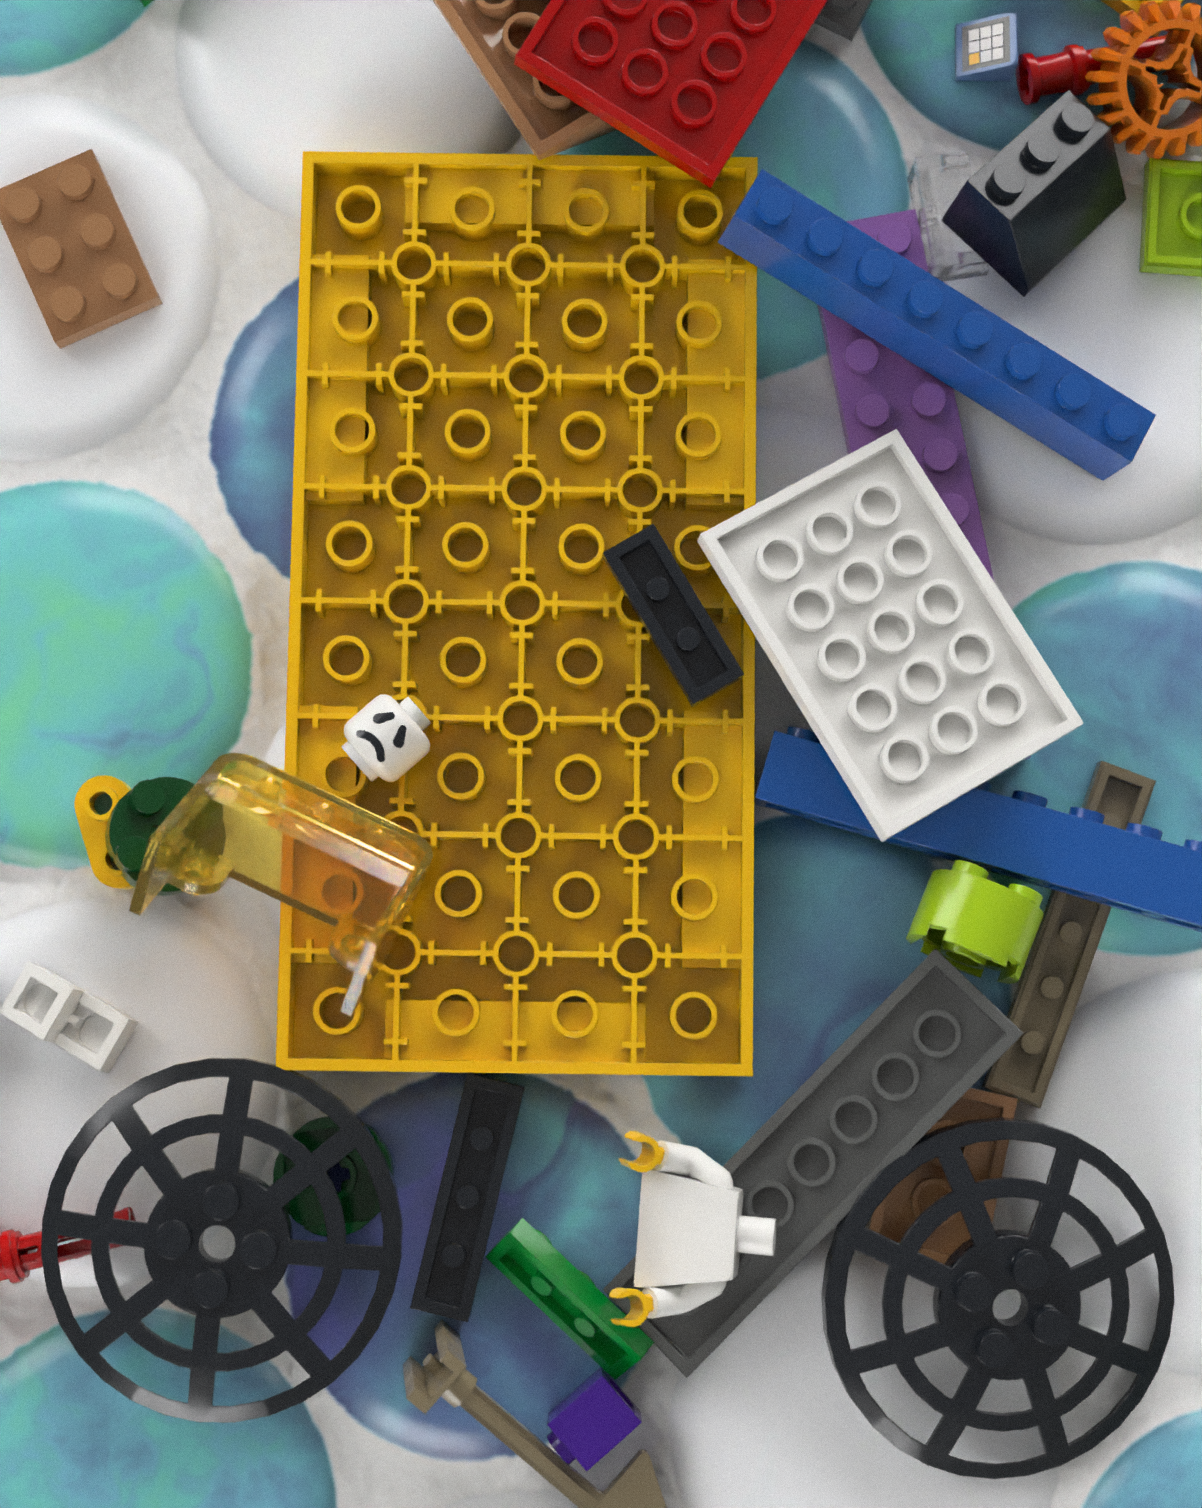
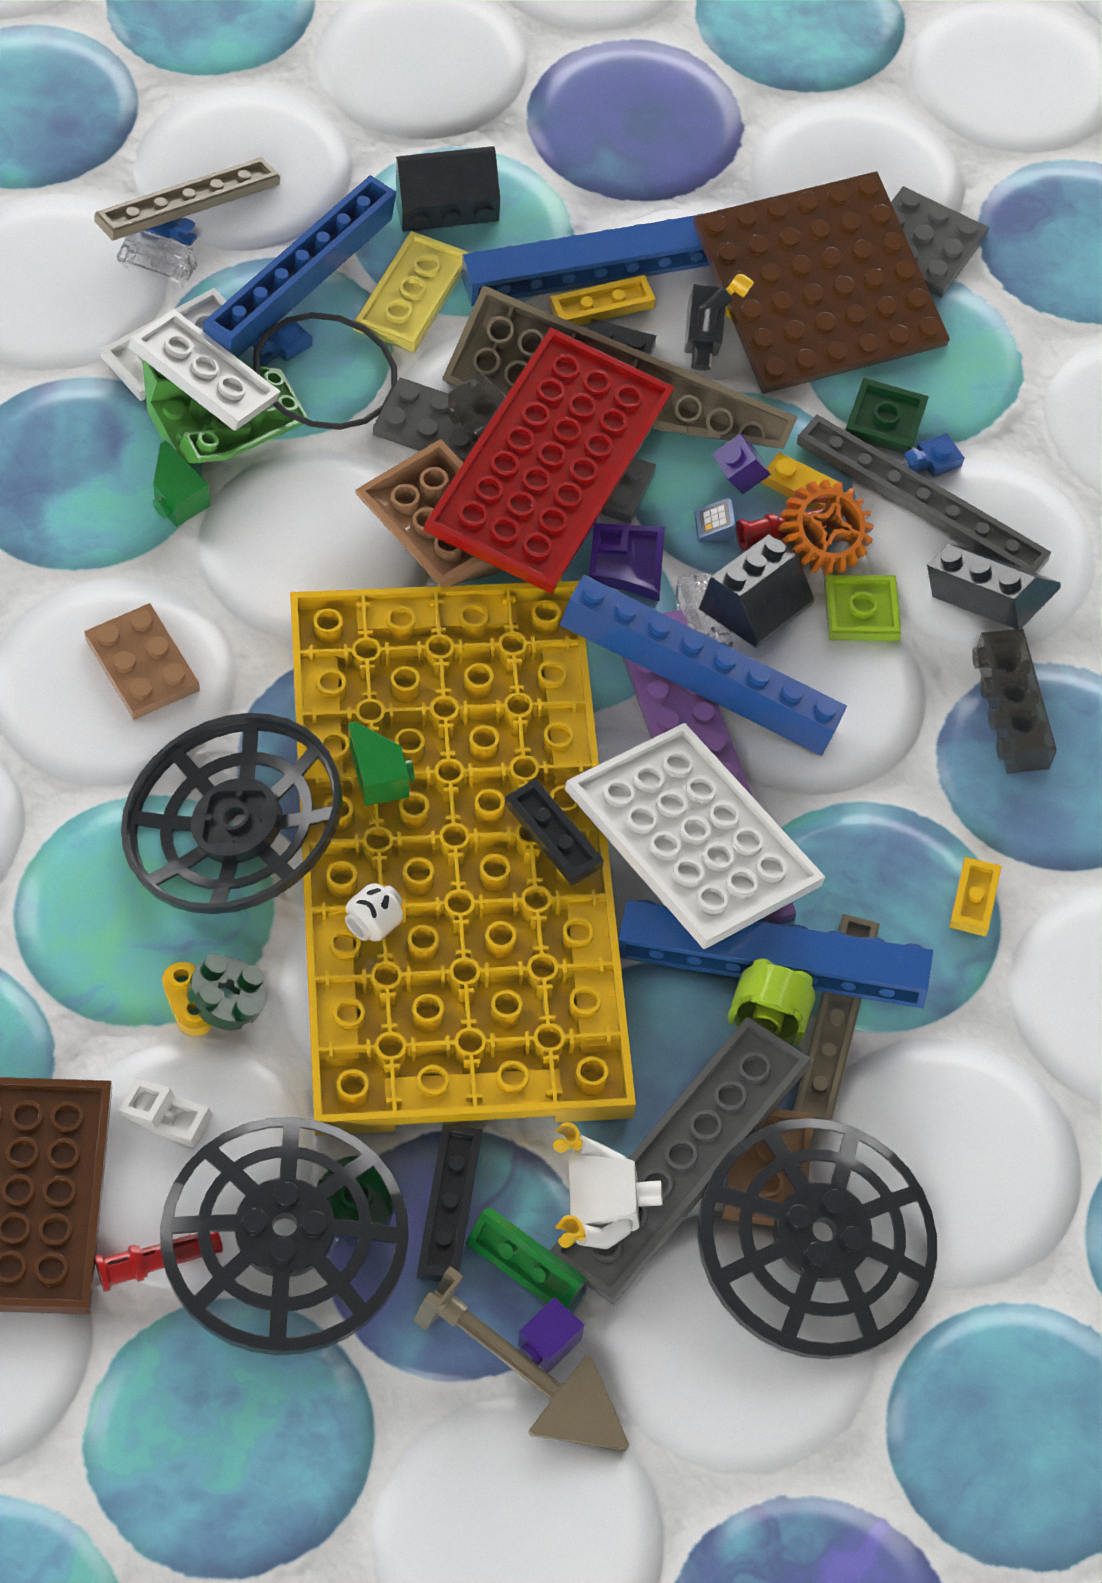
camera: 10 degrees left, 25 degrees down
(164, 532) = (222, 804): none -> black dish
(297, 848) = (317, 983): clear yellow windscreen -> none
(413, 484) = (379, 766): none -> green slope
(839, 110) = (628, 558): none -> dark purple plate

